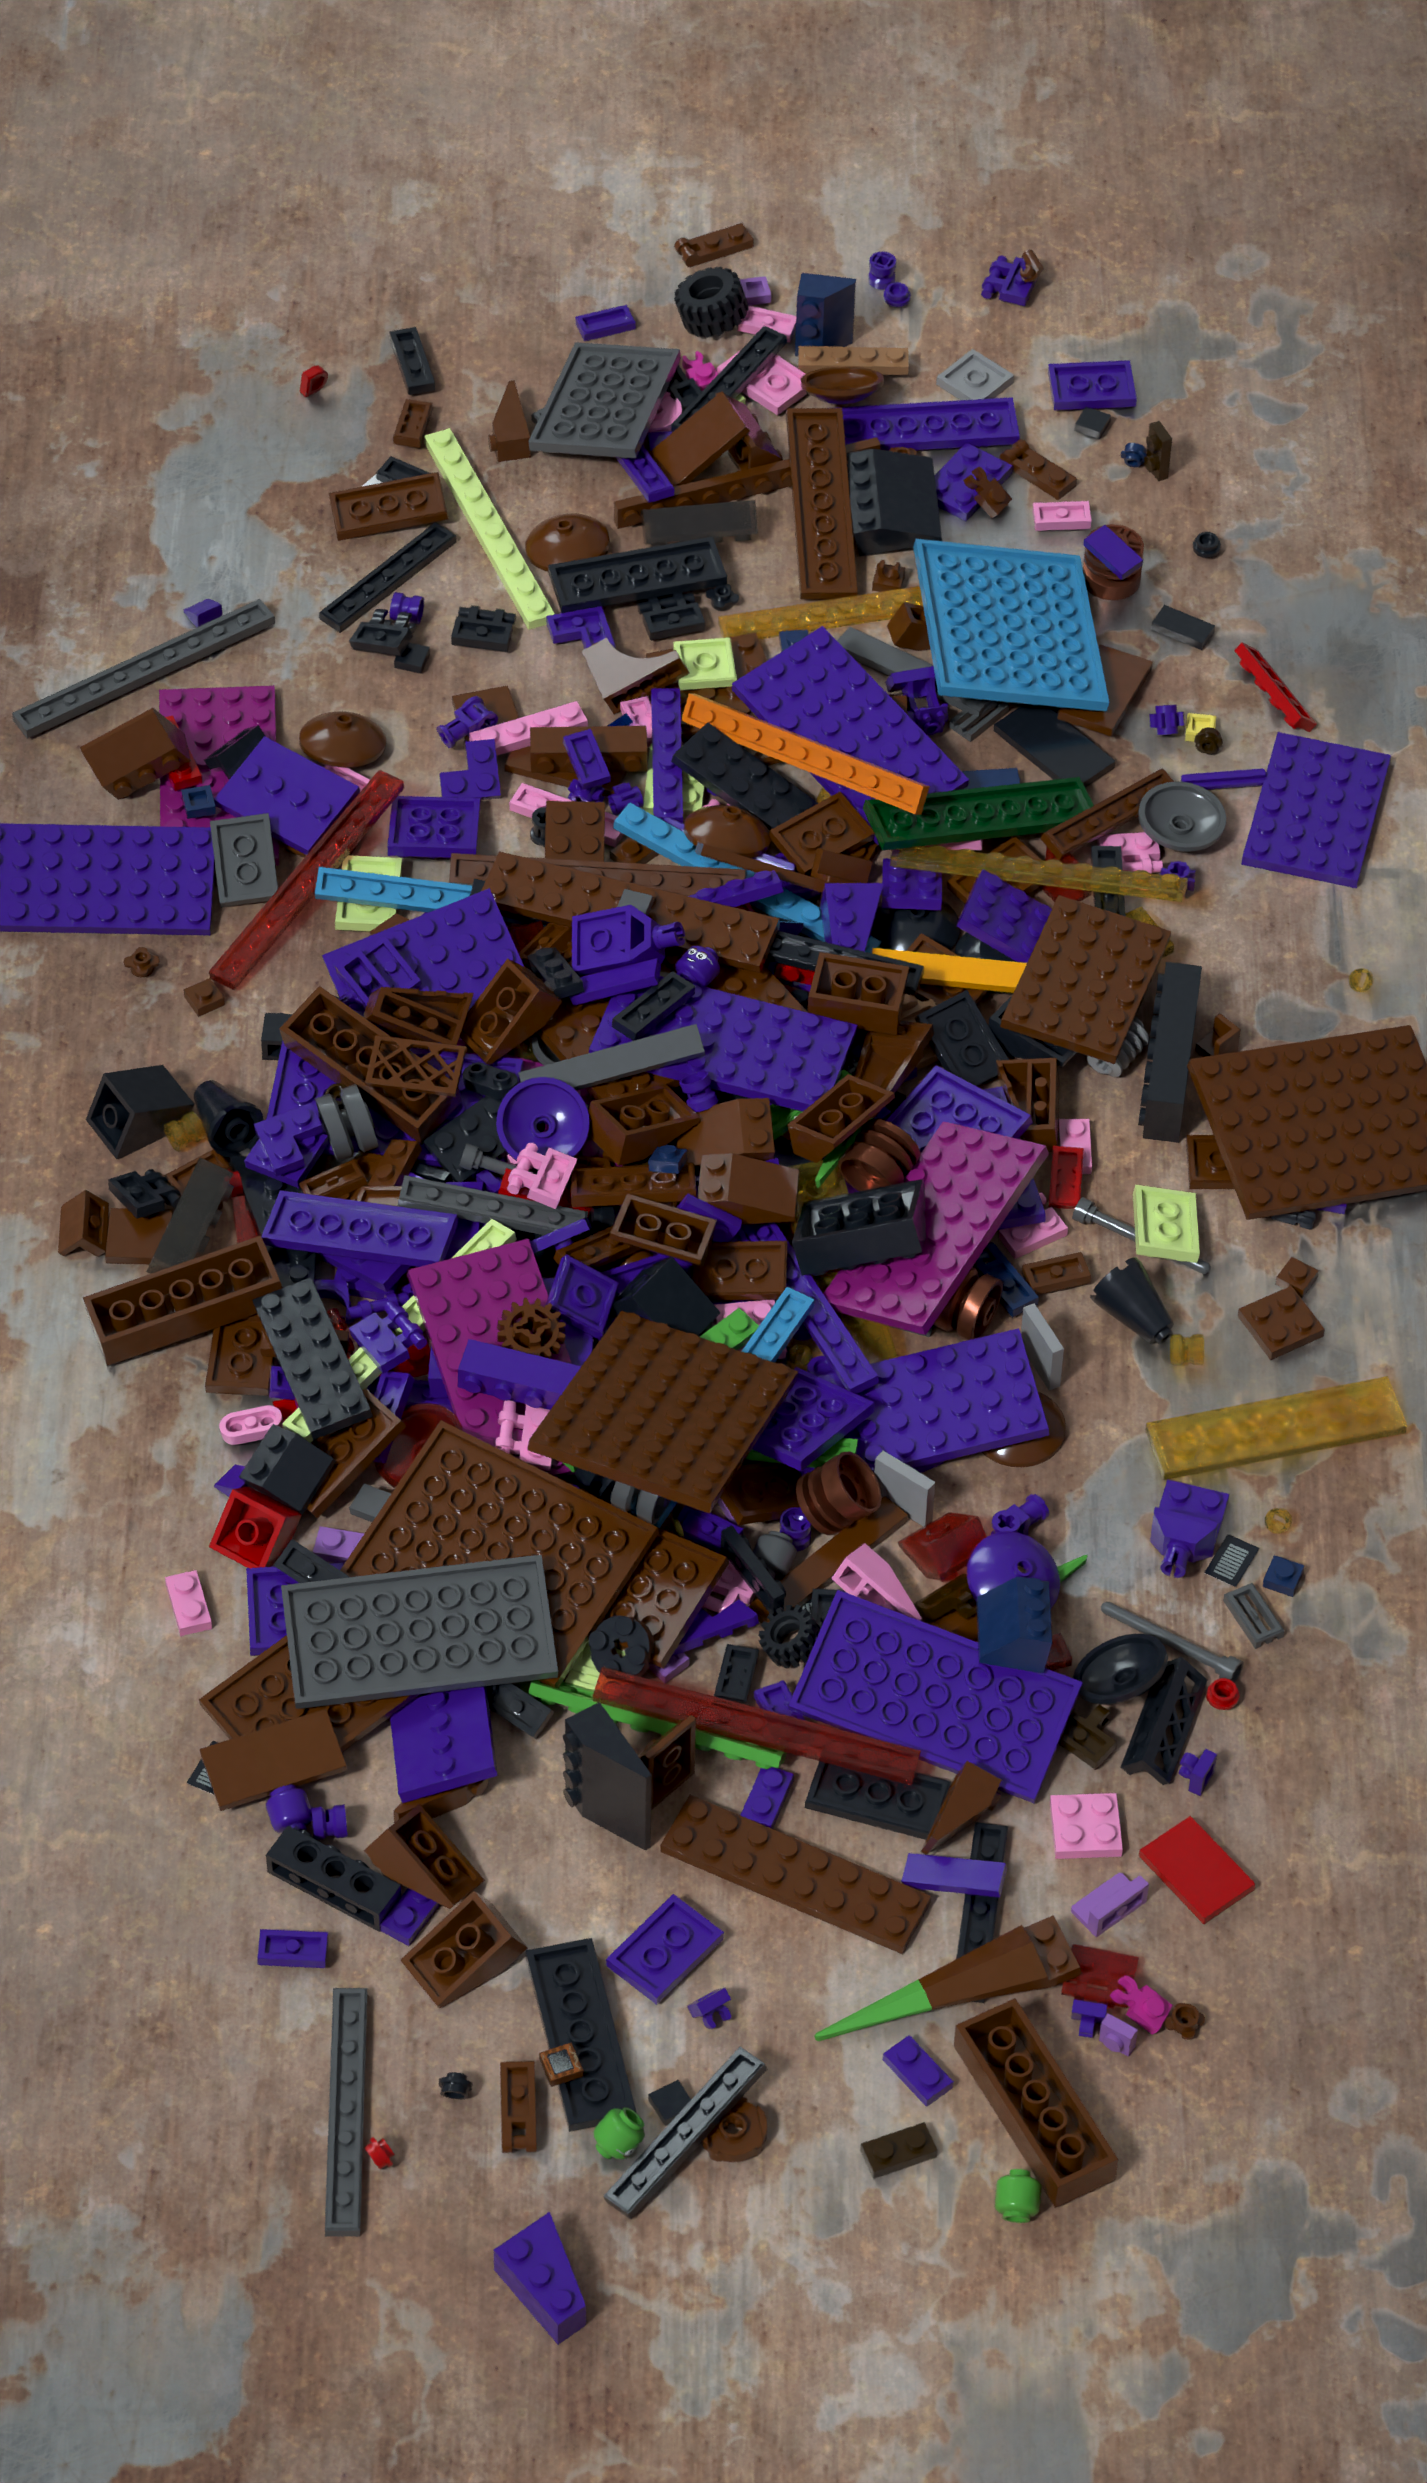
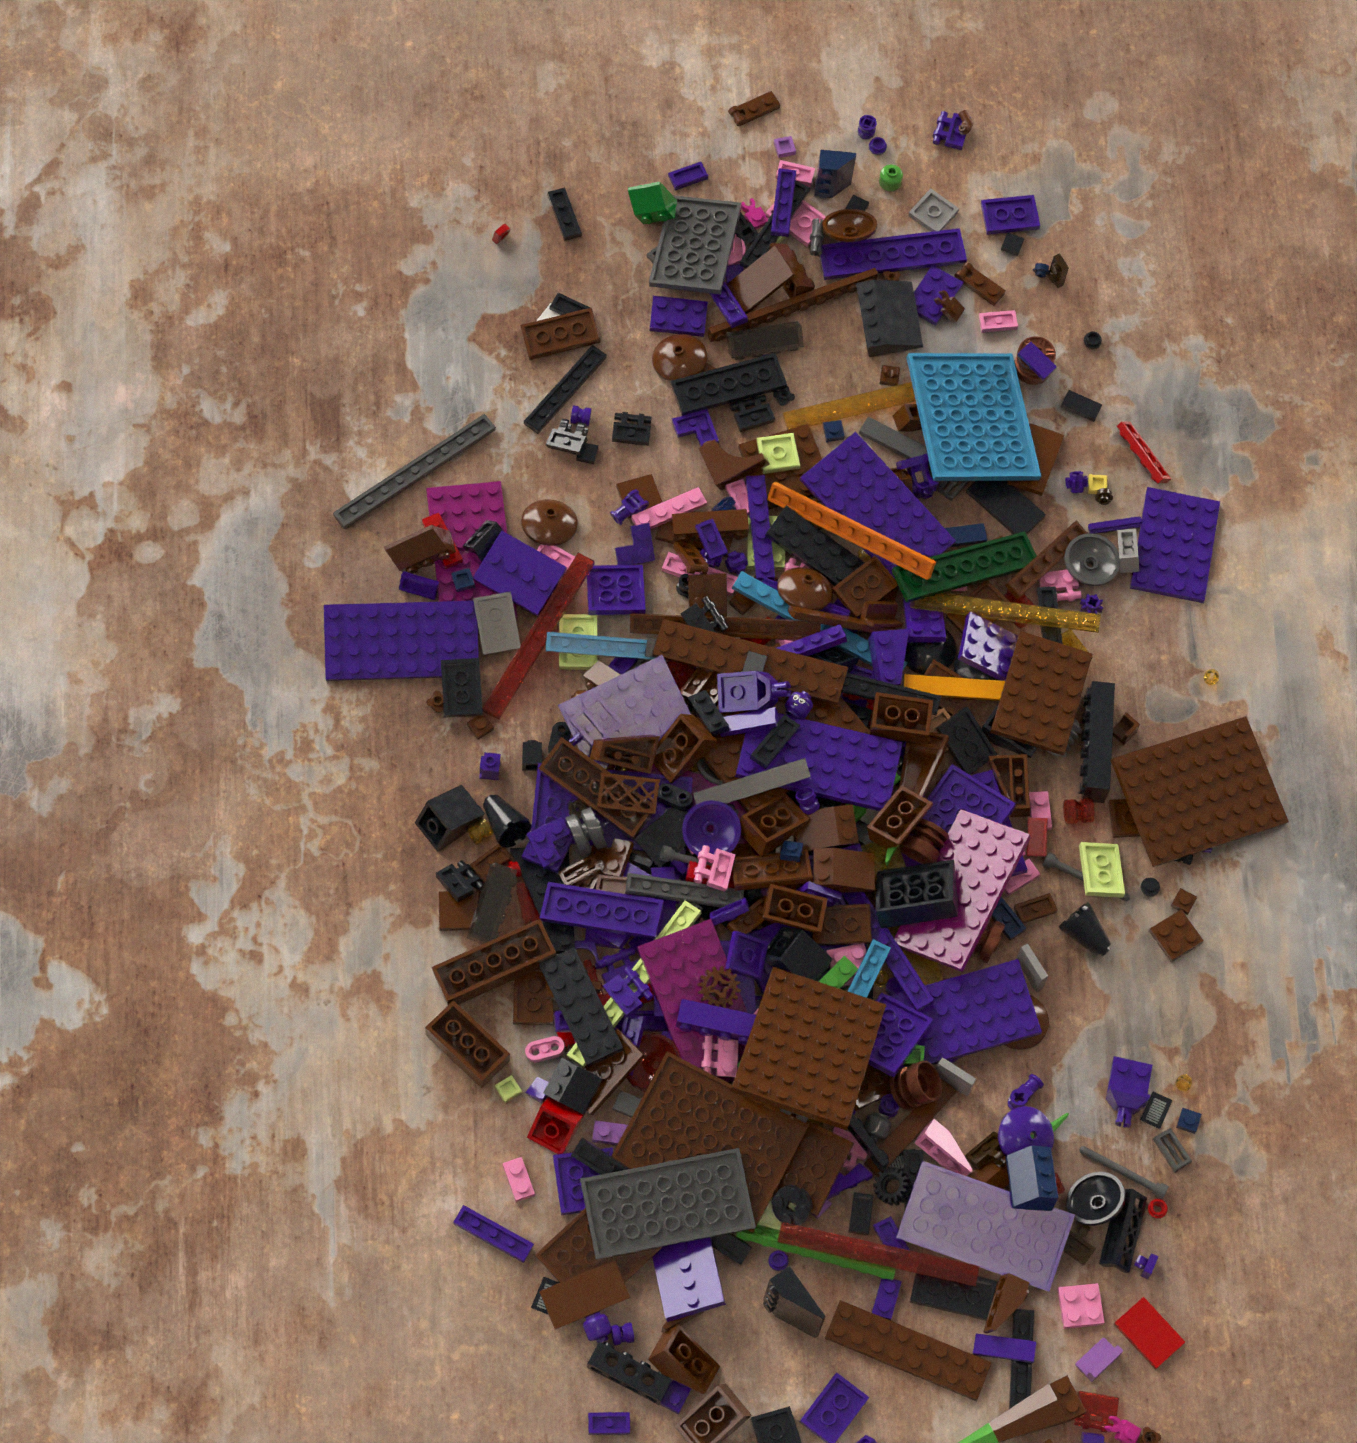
camera: 10 degrees left, 15 degrees up
(84, 1224) = (422, 905): reddish brown panel -> none
(128, 1409) = (467, 1044): none -> reddish brown brick
(130, 809) = (418, 585): none -> dark purple plate
(138, 1673) = (493, 1233): none -> dark purple plate
(179, 939) = (461, 687): none -> black plate
(187, 1479) = (508, 1089): none -> yellowish green tile
(204, 612) = (448, 423): dark purple slope -> none
(210, 1045) = (490, 766): none -> dark purple window
(413, 423) = (569, 265): reddish brown plate -> none
(489, 528) = (627, 347): yellowish green plate -> none
(509, 428) = (634, 270): reddish brown slope -> none
(544, 343) = (652, 203): none -> green slope
(554, 784) = (691, 557): none -> reddish brown plate
(555, 853) = (696, 617): none -> black plate
(571, 491) = (678, 316): none -> dark purple plate
(671, 1759) = (824, 1280): reddish brown slope -> none
(711, 302) = (753, 150): black tyre -> none
(743, 351) = (783, 202): none -> dark purple tile
(792, 395) = (816, 237): none -> dark grey pin
(821, 503) = (843, 323): reddish brown plate -> none
(883, 360) = (861, 201): medium nougat plate -> none
(912, 331) = (890, 178): none -> bright green head
(944, 1545) = (981, 1112): clear red slope -> none
(1135, 1144) = (1078, 810): none -> clear red wheel
(1187, 1349) = (1120, 961): clear yellow wheel -> none
(1239, 807) = (1128, 550): none -> light grey brick
(1243, 1255) = (1150, 887): none -> black plate
(1275, 1428) = (1178, 1014): clear yellow plate -> none

